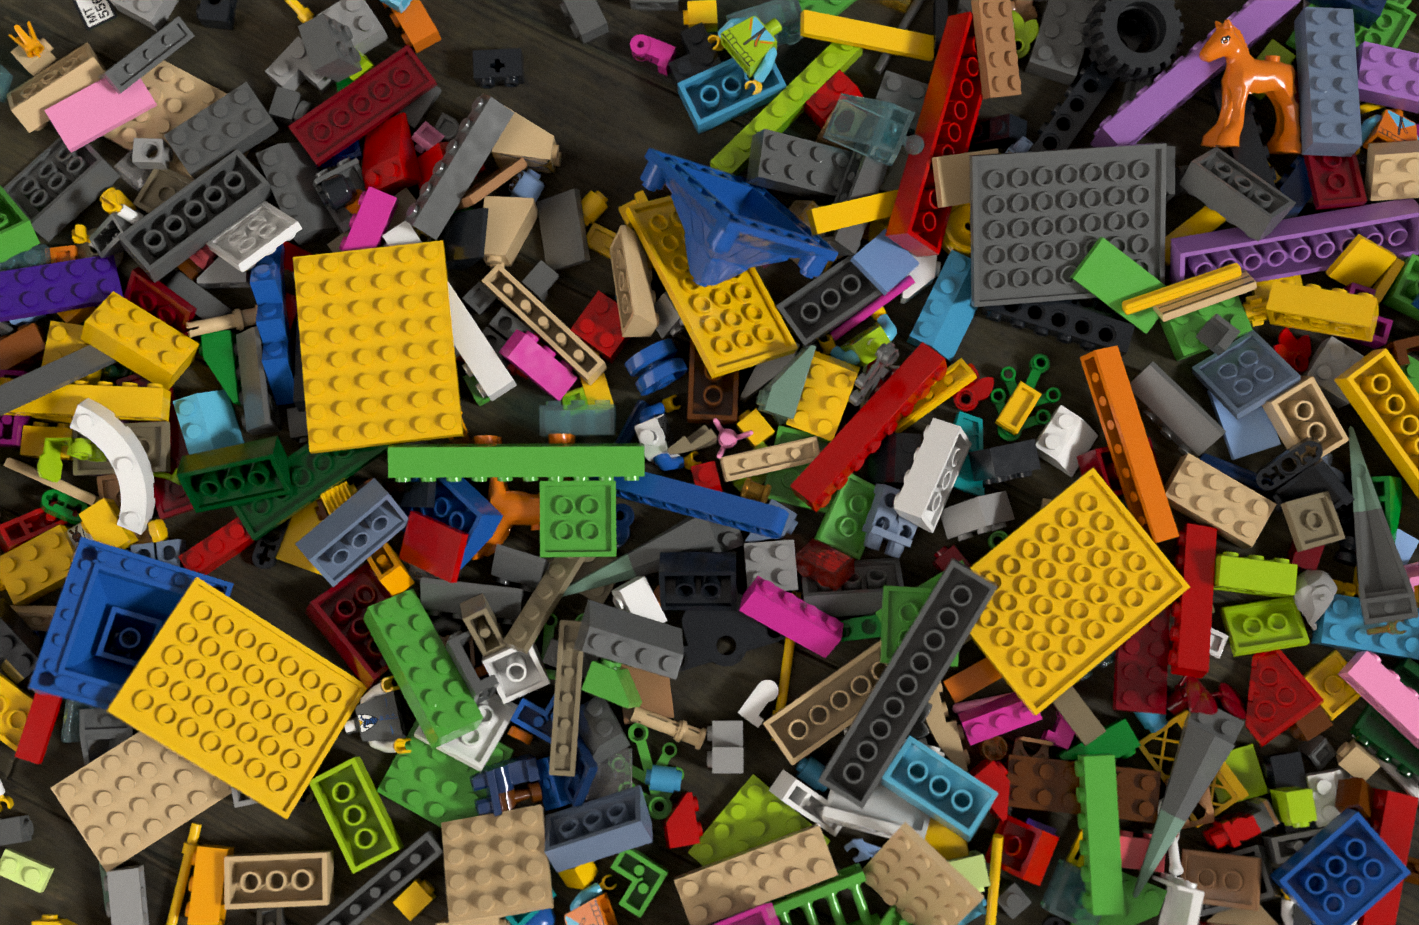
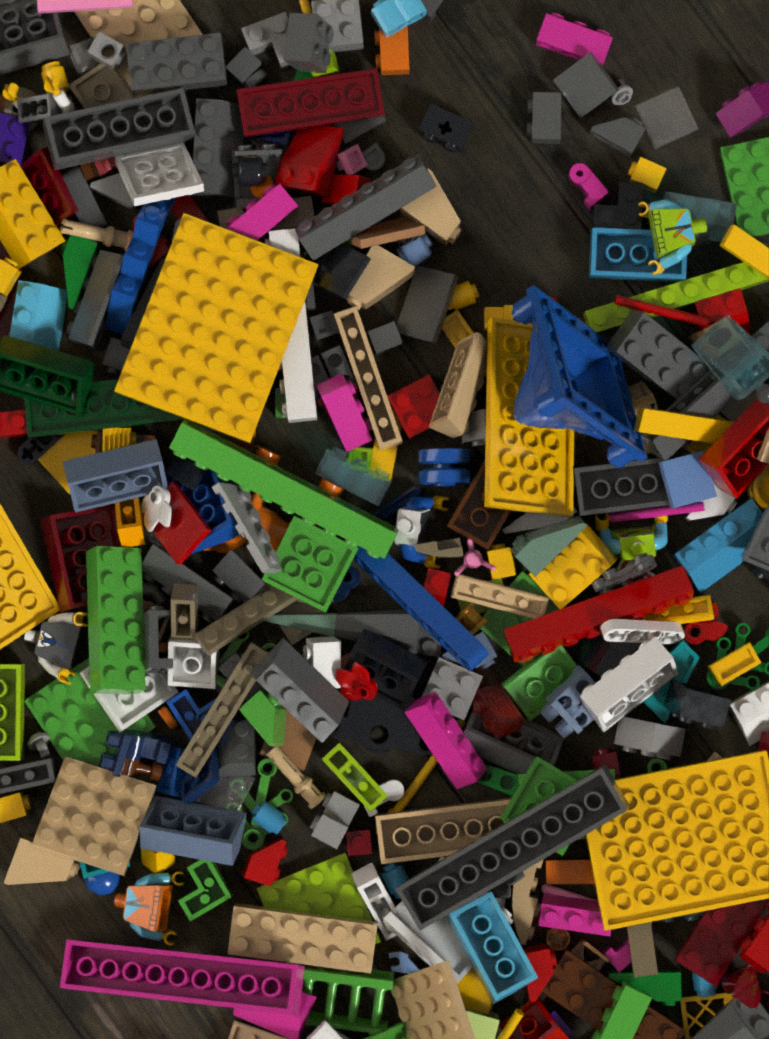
camera: 30 degrees right, 5 degrees up
(408, 542) = (156, 508): none -> white plate
(411, 823) = (39, 742): none -> light grey plate
(454, 281) = (310, 299): none -> dark grey tile
(502, 511) = (249, 526): none -> light grey wing
(679, 607) = (356, 683): none -> red plate
(724, 697) = (354, 777): none -> lime slope
(760, 756) = (359, 841): none -> dark red brick
(780, 123) = (662, 311): none -> red bar
(898, 428) = (641, 630): none -> white beam

